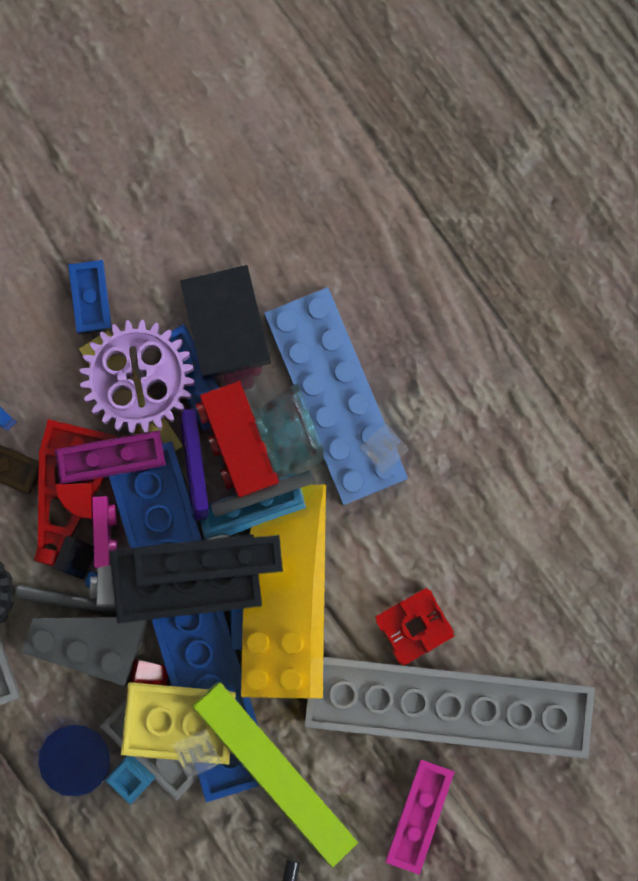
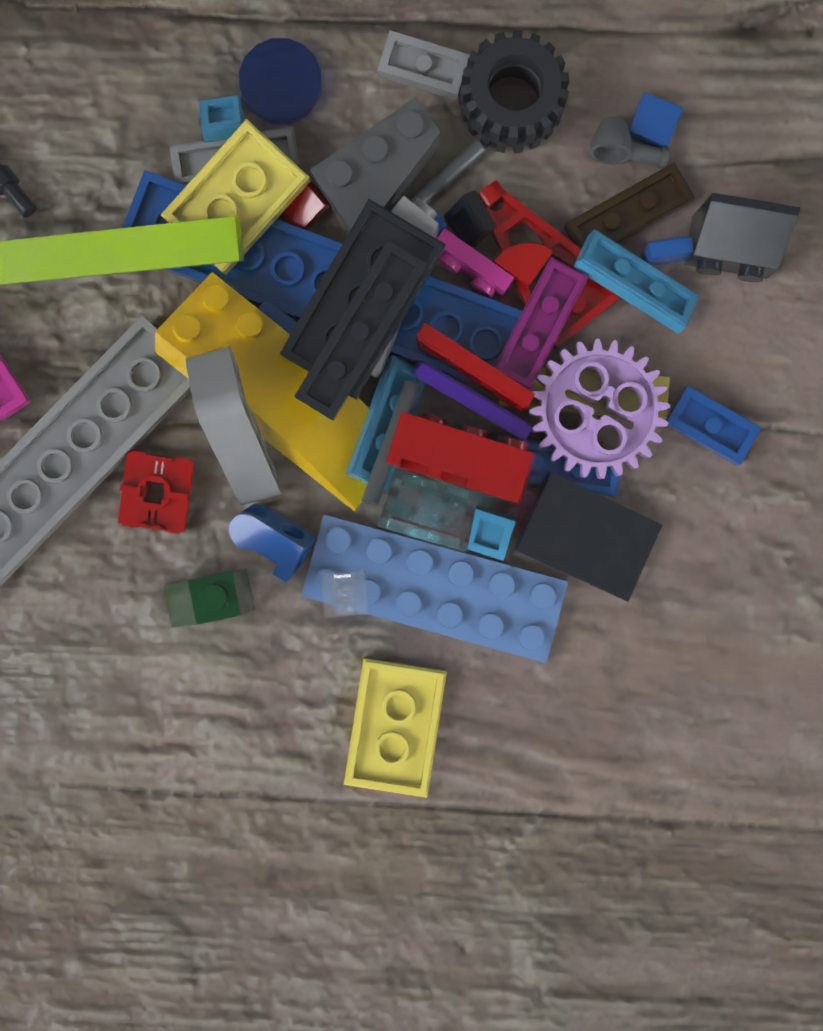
camera: 135 degrees right, 5 degrees up
(32, 417) = (636, 281): none -> dark azure tile
(173, 476) = (473, 368): none -> red tile
(196, 753) = (187, 185): clear tile -> none
(269, 384) = (491, 532): none -> dark azure plate
(331, 601) = (231, 425): none -> light grey beam
(384, 526) = (273, 538): none -> blue leg
(445, 352) = (395, 727): none -> light yellow tile
(458, 535) = (209, 598): none -> dark green slope

